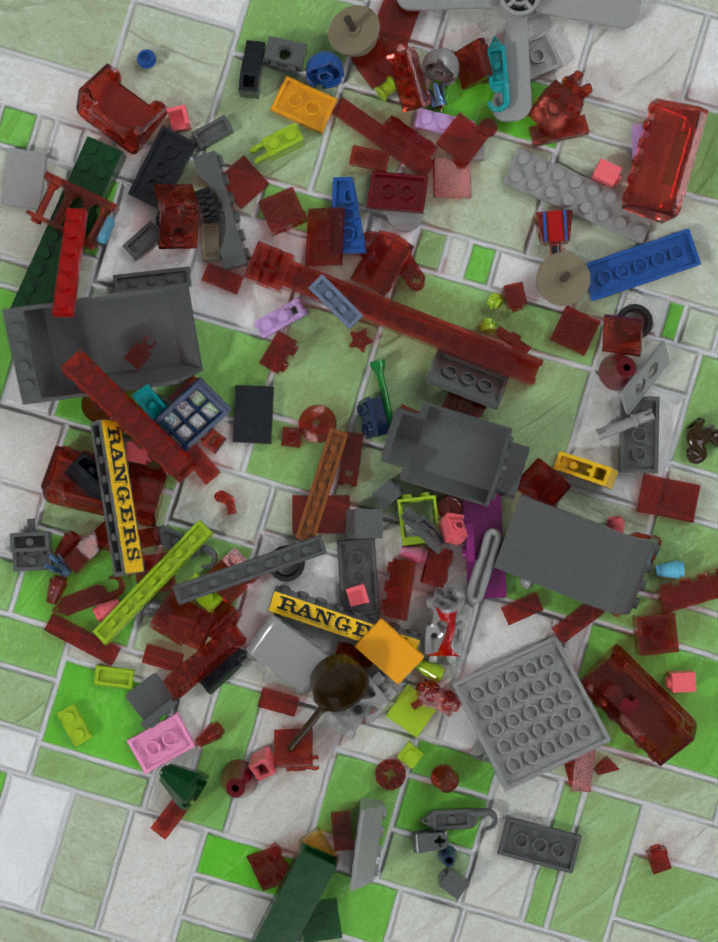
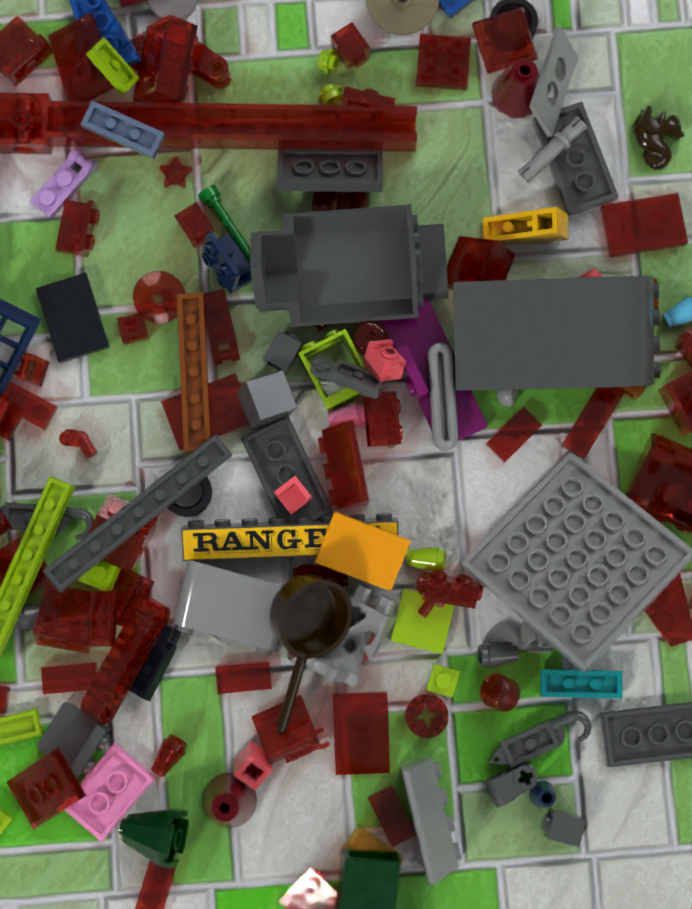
camera: 25 degrees left, 5 degrees down
(122, 727) = (46, 788): none -> clear red plate
(343, 768) = (361, 732): none -> clear red slope
(345, 252) = (112, 66): none -> lime plate
(360, 383) = (194, 224): none -> clear red brick
(445, 608) = (414, 466): light grey hips -> none
(451, 751) = (496, 654): none -> dark grey cone
(493, 790) = (581, 685): none -> teal plate

